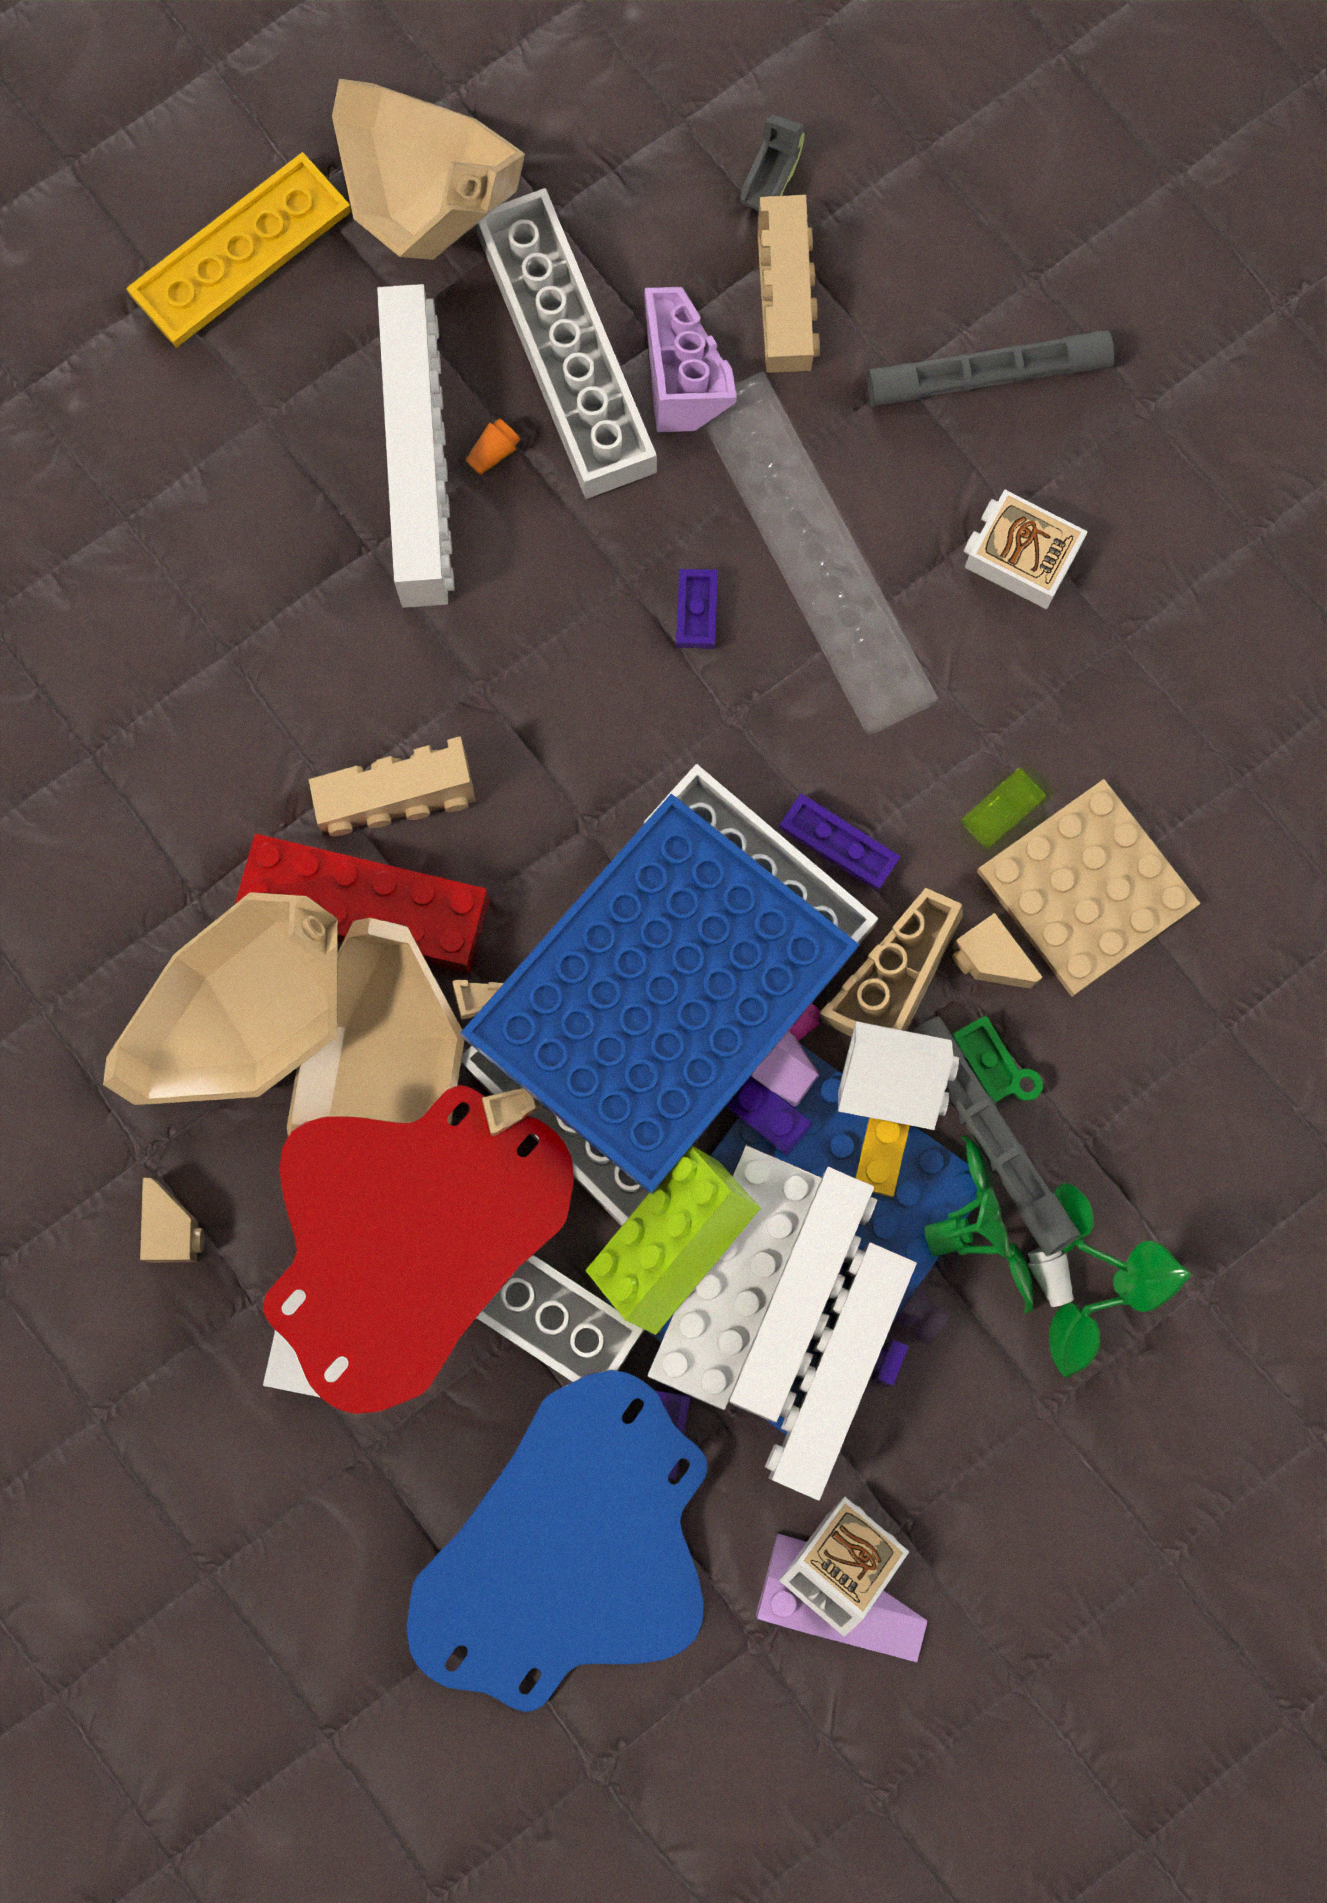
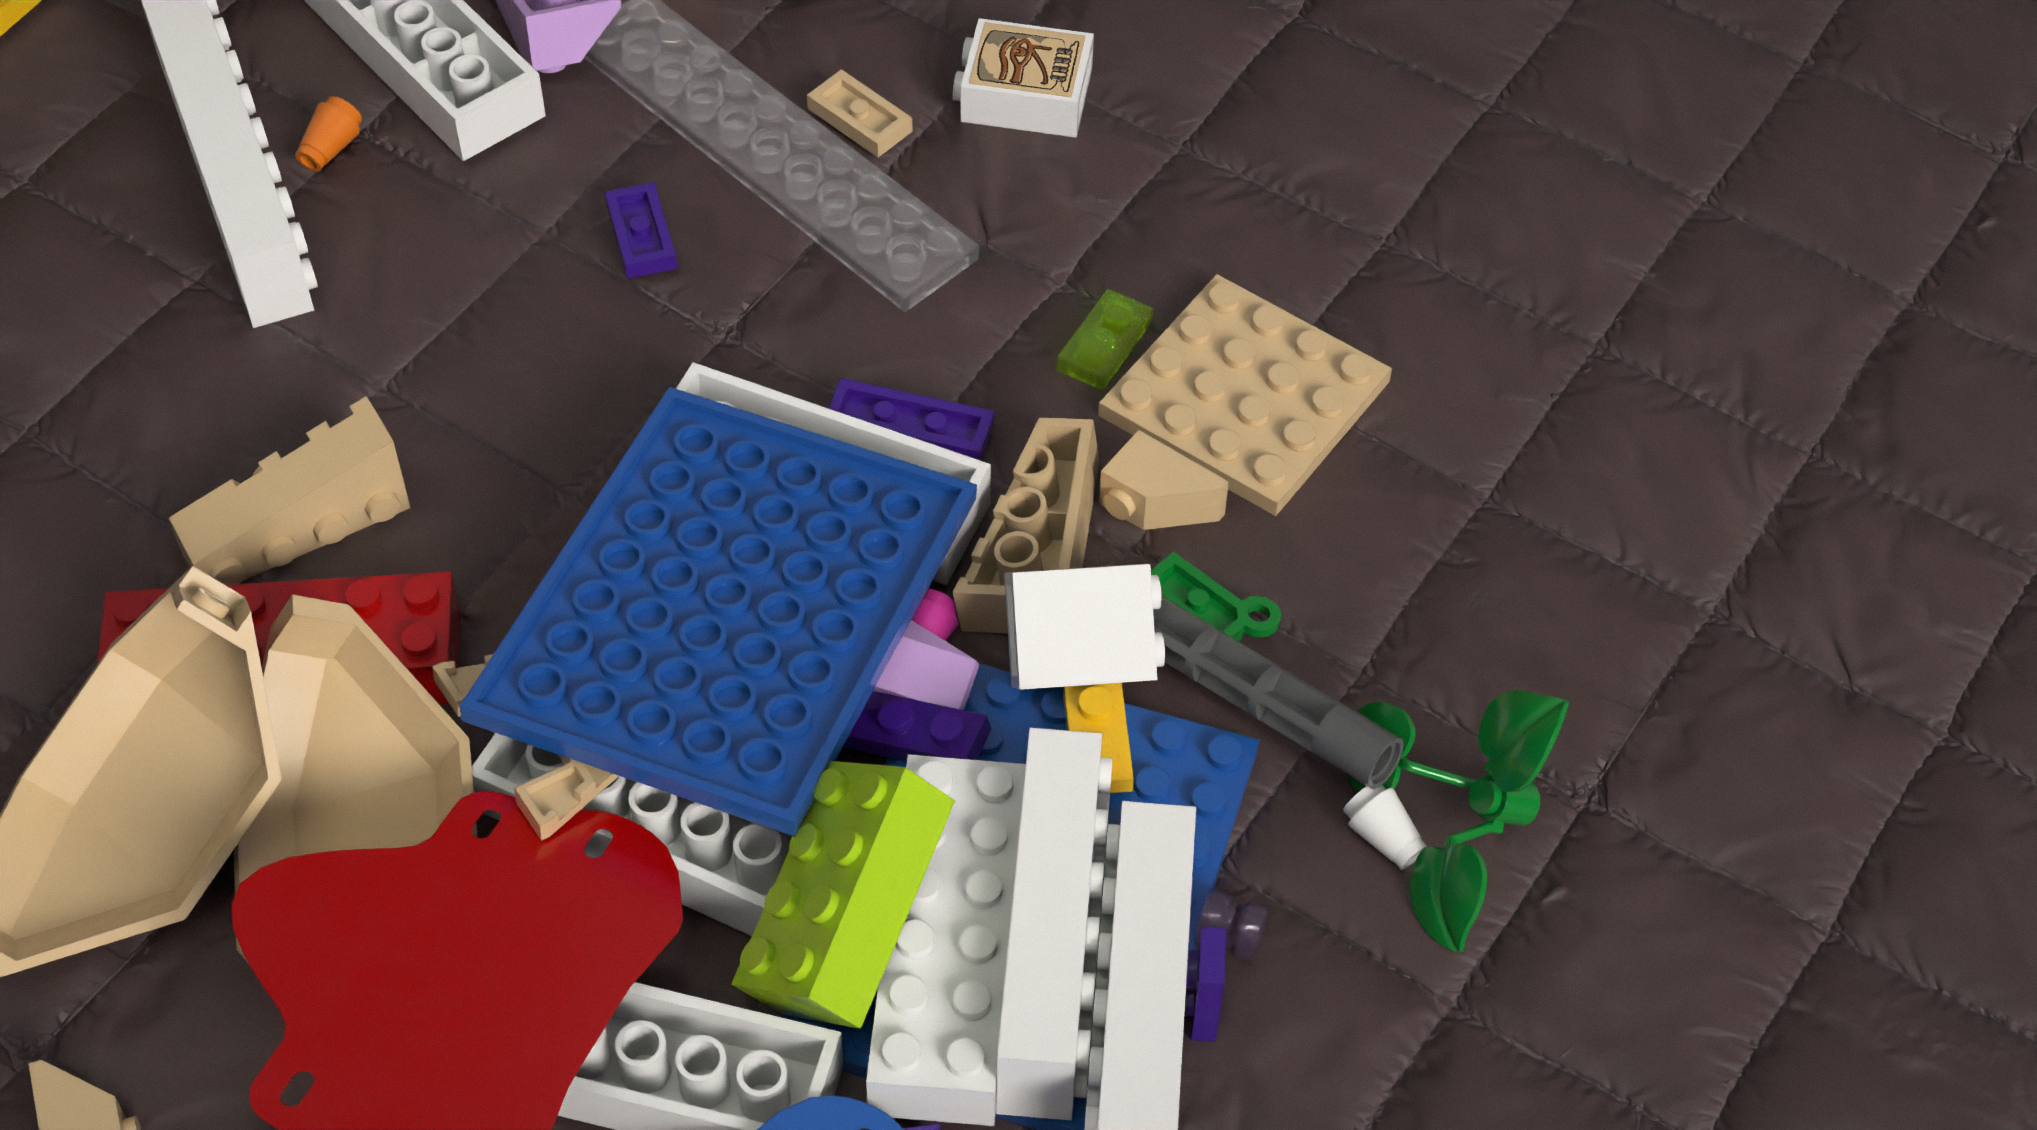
camera: 20 degrees left, 25 degrees down
(889, 544) = (859, 113): none -> tan plate
(954, 1234) = (1234, 793): green plant -> none

